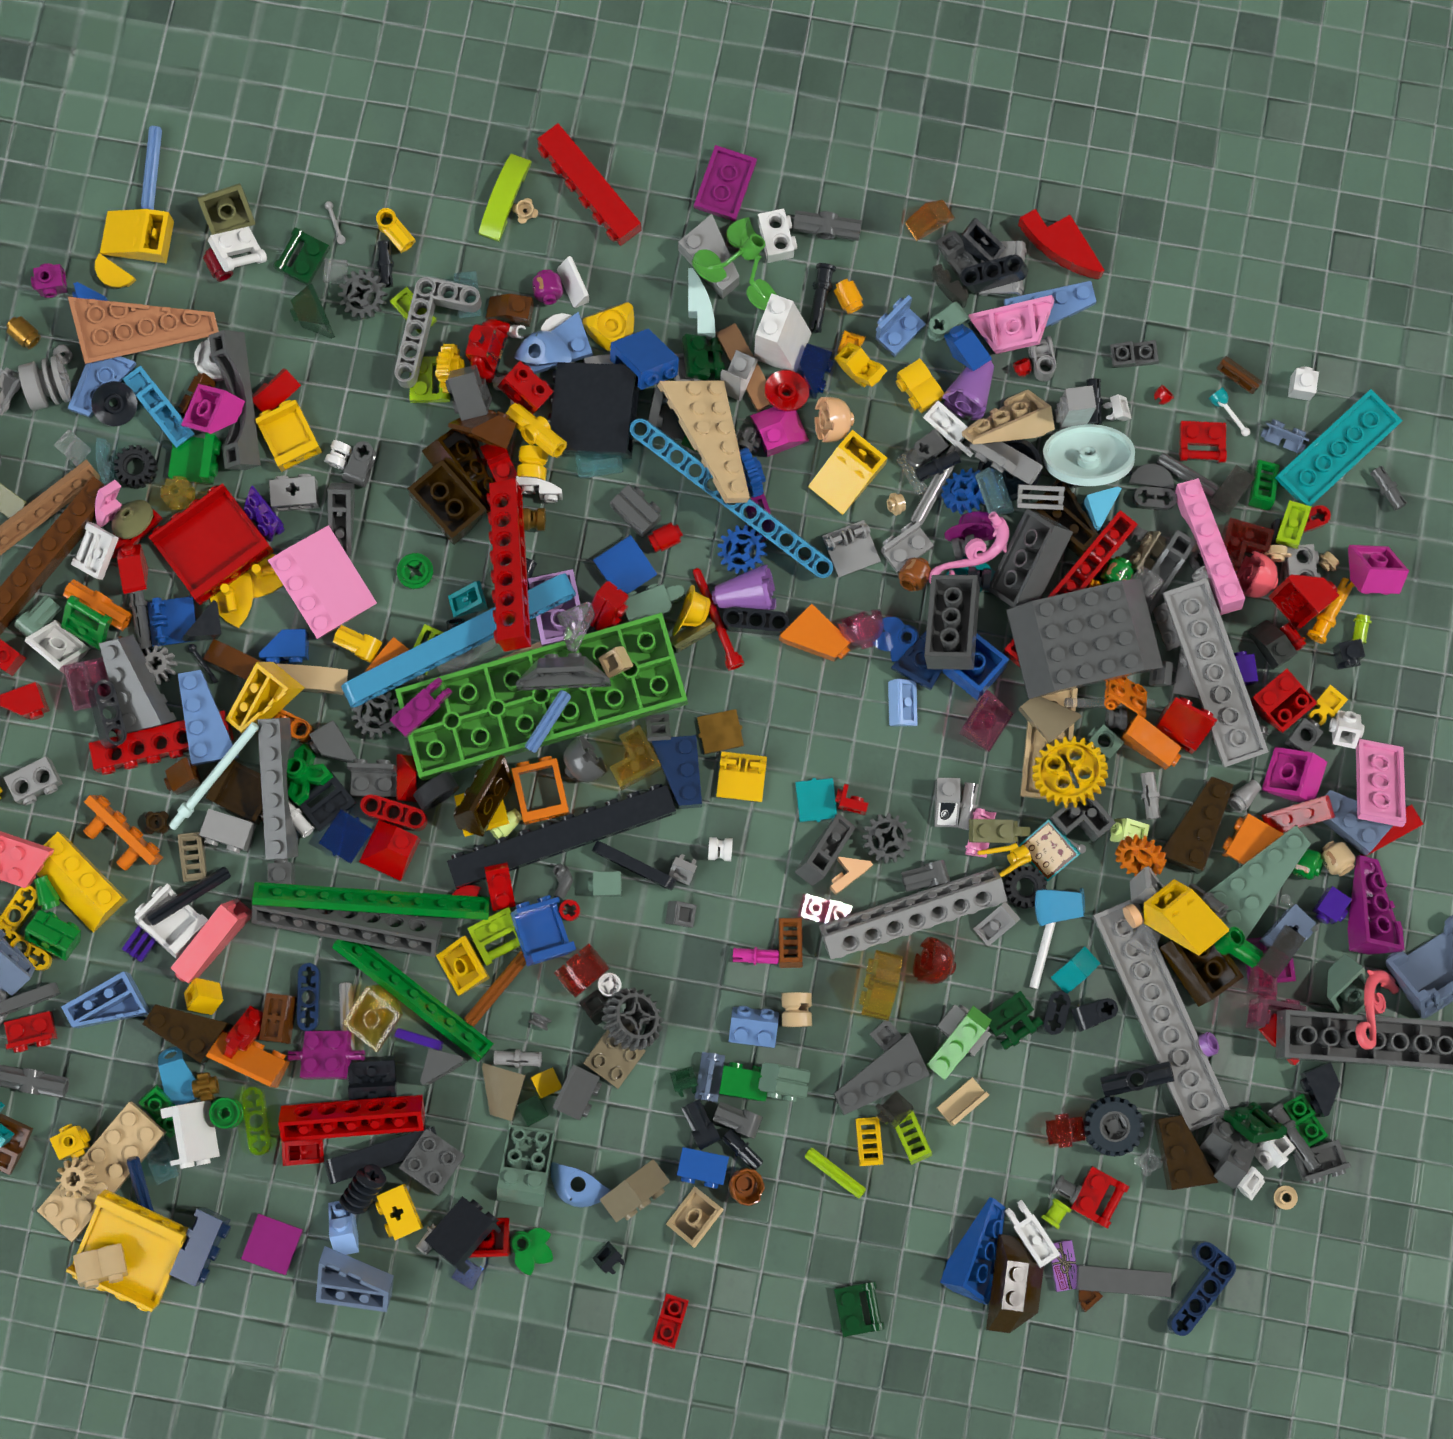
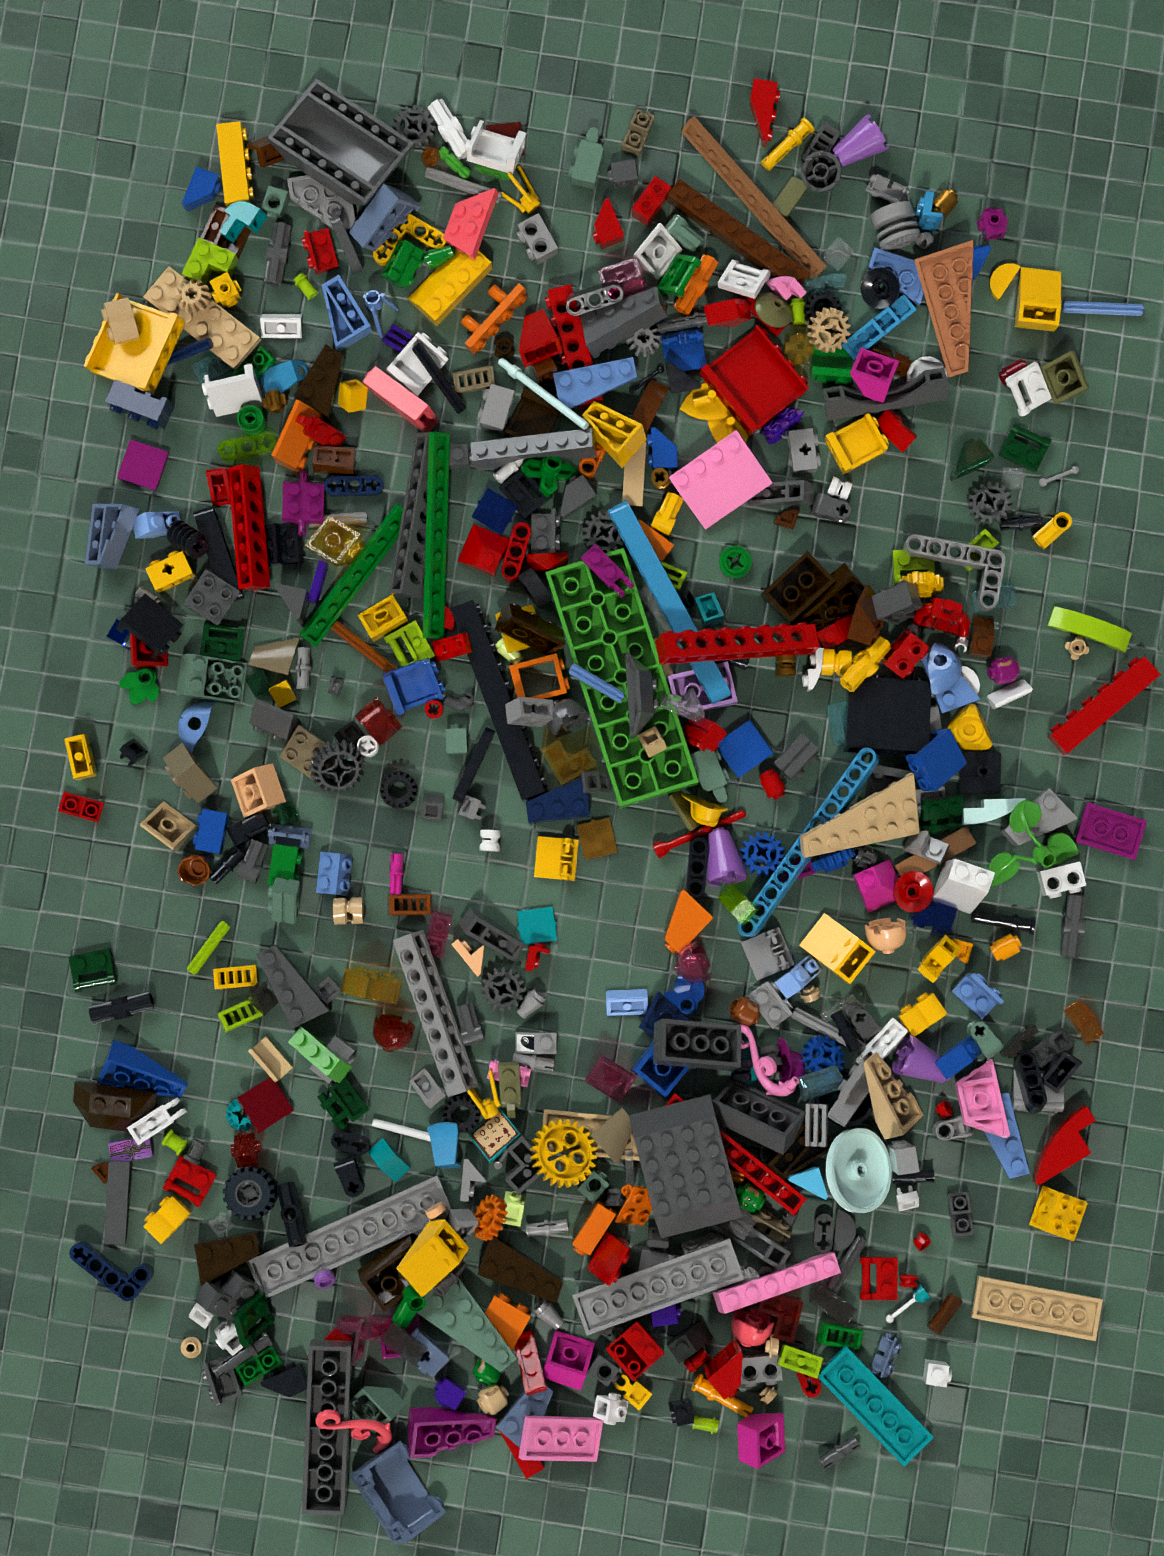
camera: 95 degrees right, 5 degrees up
(30, 1162) = (208, 258): none -> lime brick
(32, 350) = (927, 219): none -> dark azure bracket
(71, 1049) = (306, 287): none -> lime pin
(96, 965) = (374, 302): none -> medium blue plant
(116, 1079) = (281, 325): none -> white slope
(134, 493) = (798, 311): none -> lime pin
(150, 779) = (538, 339): none -> red slope
(170, 460) = (830, 340): none -> tan gear
(324, 648) = (659, 484): none -> pearl gold bush
(369, 513) = (787, 519): none -> reddish brown tile
(490, 1151) = (222, 647): none -> dark green plate
(577, 798) = (529, 711): none -> light grey brick
(612, 1319) = (80, 757): none -> yellow brick
(656, 1112) = (258, 790): none -> light nougat slope
(660, 315) = (980, 773): none -> black tile
(660, 937) = (387, 783): none -> black tyre
(797, 577) = (737, 904): none -> clear neon green slope
(877, 515) = (798, 976): none -> light blue slope
(902, 1274) = (121, 1007): none -> black piece
(903, 807) = (532, 1002): none -> light grey cone
(1014, 1109) = (264, 1104): none -> dark red tile
(1014, 1142) = (234, 1120): none -> teal gear
(1092, 879) = (470, 1173): none -> light grey slope
(1133, 253) = (1058, 1213): none -> yellow bracket
(1142, 1223) = (167, 1219): none -> yellow brick
(1205, 409) = (908, 1280): none -> red bush
(1233, 279) = (1036, 1308): none -> tan plate

